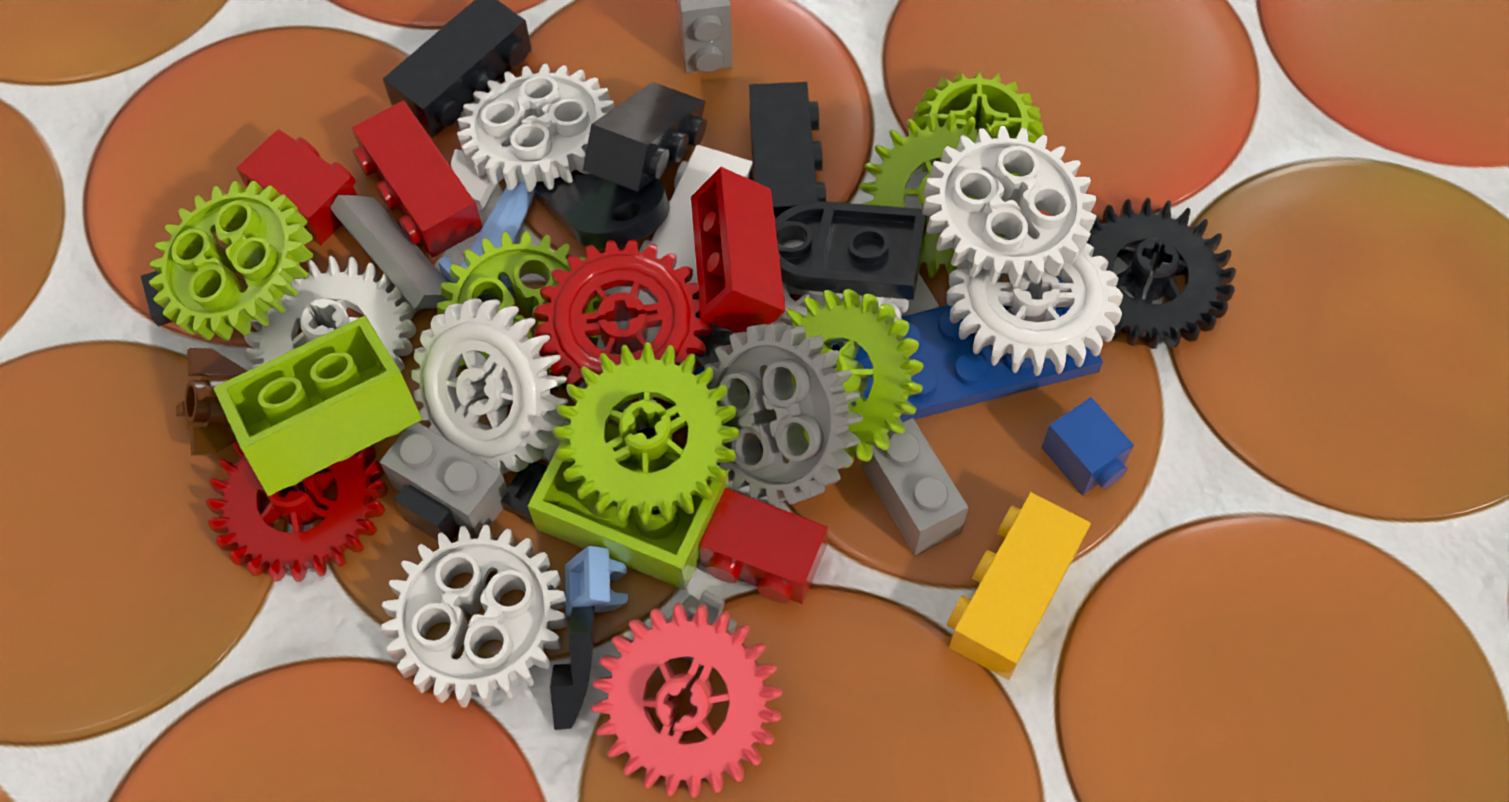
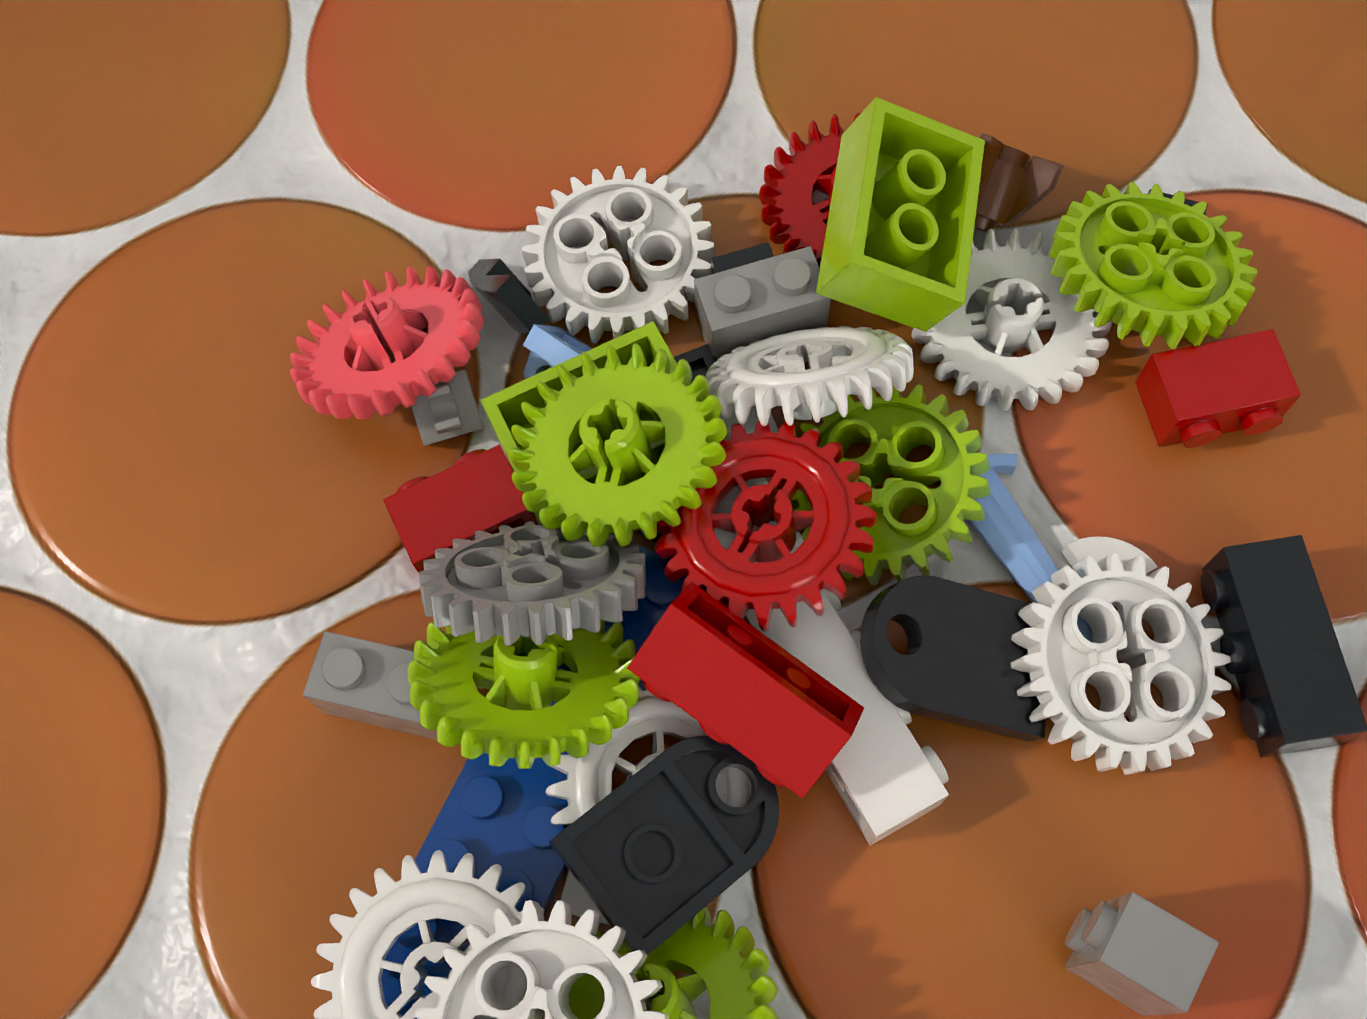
camera: 135 degrees right, 5 degrees up
(391, 249) = (1066, 422): light grey tile -> none
(416, 180) = (1144, 498): red brick -> none
(644, 136) = (997, 739): black brick -> none
(783, 143) = (872, 899): black brick -> none
(1016, 584) = (218, 702): yellow brick -> none
(1088, 447) = (266, 896): blue brick -> none

